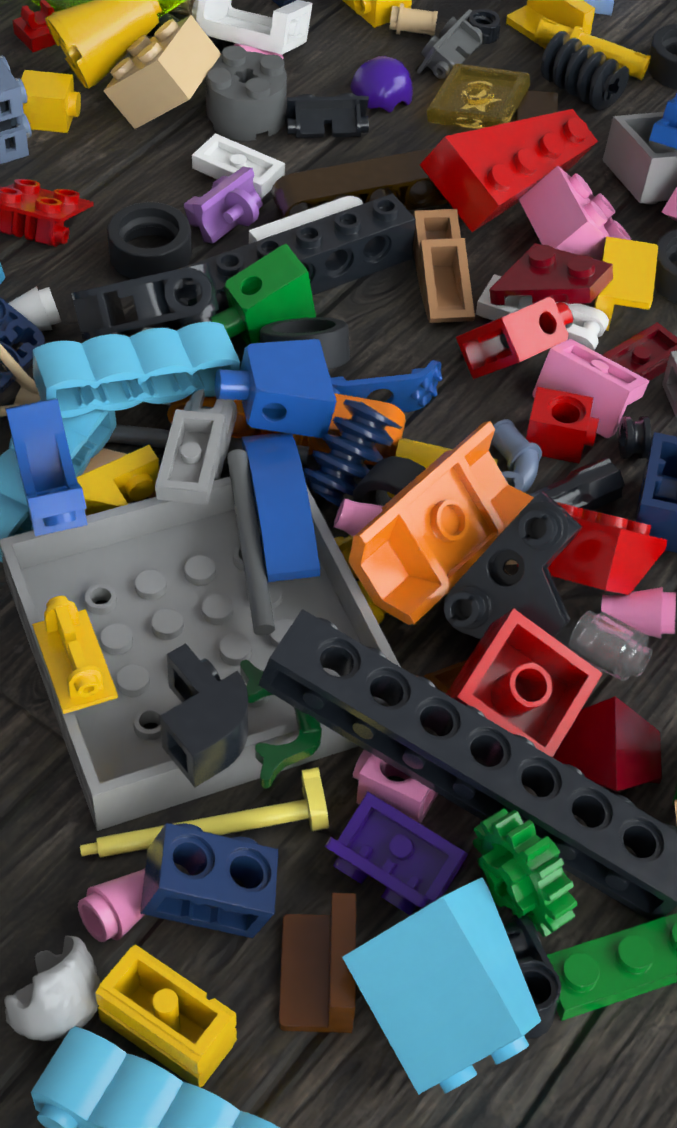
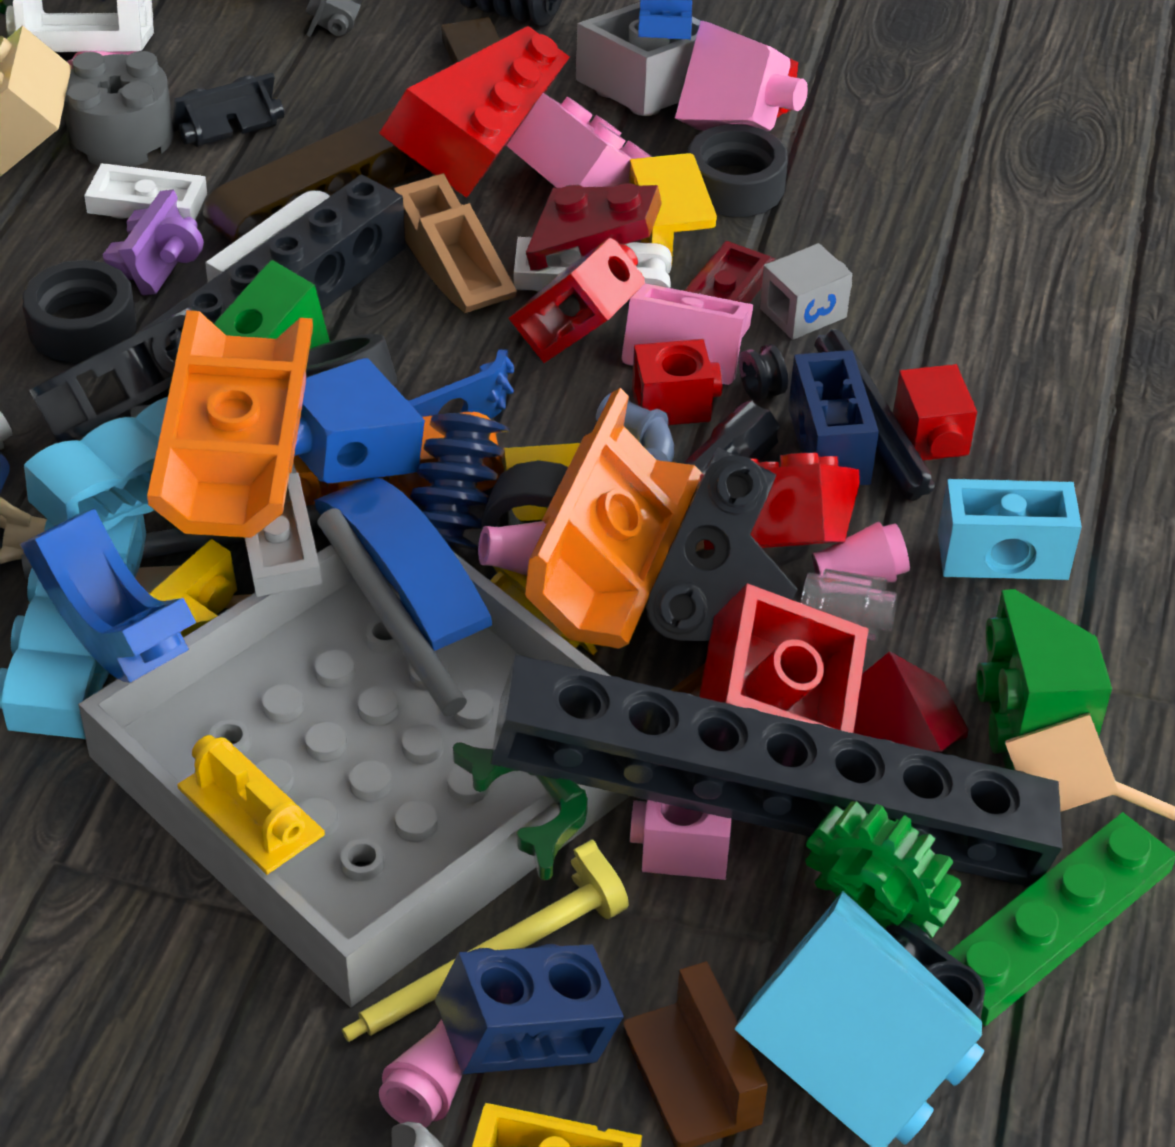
camera: 20 degrees left, 5 degrees down
(184, 364) = (229, 429): none -> orange piece
(210, 723) = (450, 818): black brick -> none
(384, 82) = (277, 50): dark purple hair -> none
(397, 853) = (723, 908): dark purple bracket -> none
(478, 97) = (398, 44): clear yellow tile -> none

